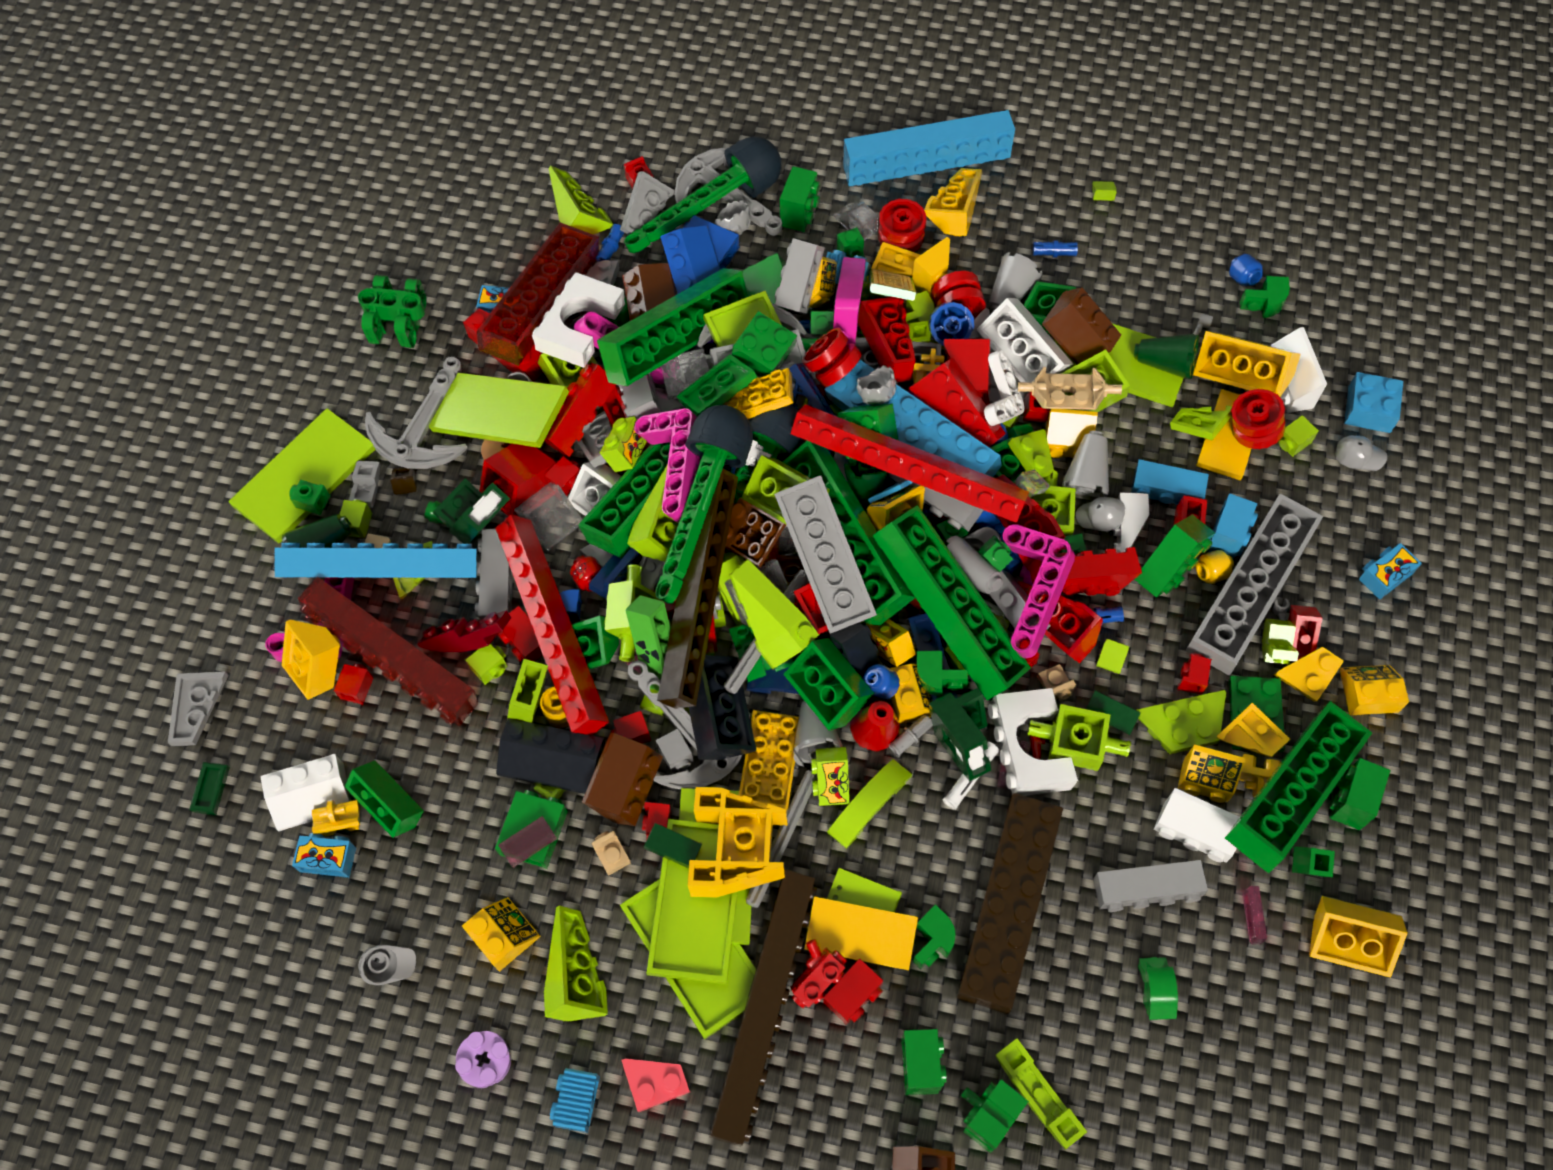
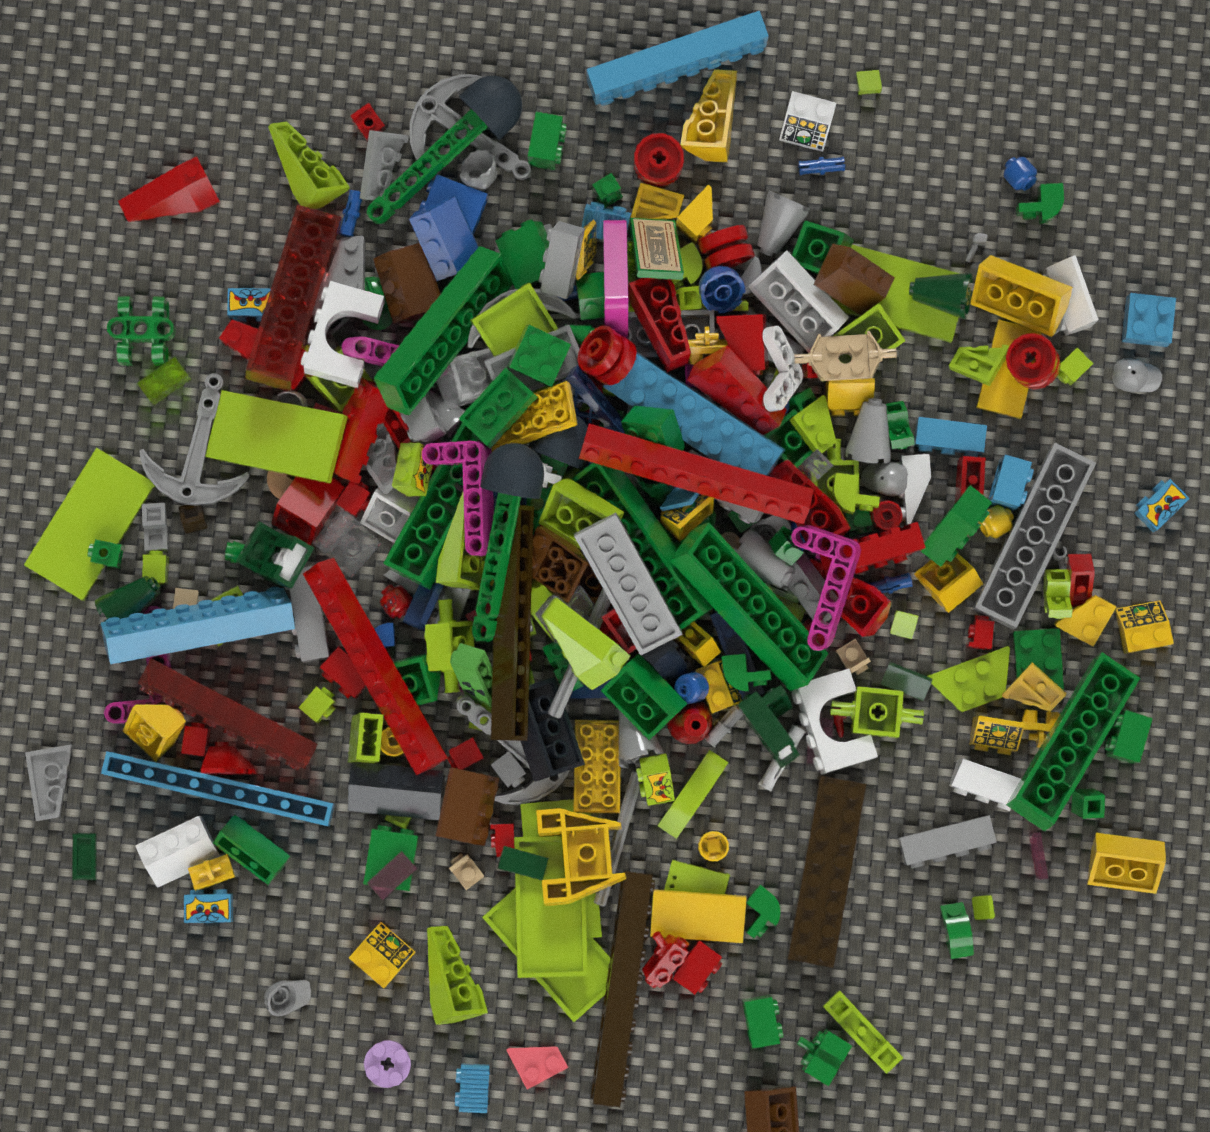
camera: 15 degrees left, 20 degrees up
(365, 732) = (218, 788): none -> dark azure brick
(374, 705) = (226, 761): none -> red wedge
(404, 357) = (164, 381): none -> clear neon green brick
(455, 210) = (173, 193): none -> red wedge
(464, 636) = (290, 683): dark red slope -> none
(858, 216) = (609, 152): clear slope -> none
(877, 386) = (656, 391): light grey hair -> none
(886, 857) = (713, 846): none -> yellow wheel
(1044, 210) = (807, 121): none -> white slope
(1061, 507) = (846, 495): none -> lime brick
(1100, 540) = (886, 516): none -> red wheel
(1119, 469) = (898, 425): none -> green brick
(1164, 617) = (950, 582): none -> yellow slope
(1189, 966) = (983, 907): none -> lime slope

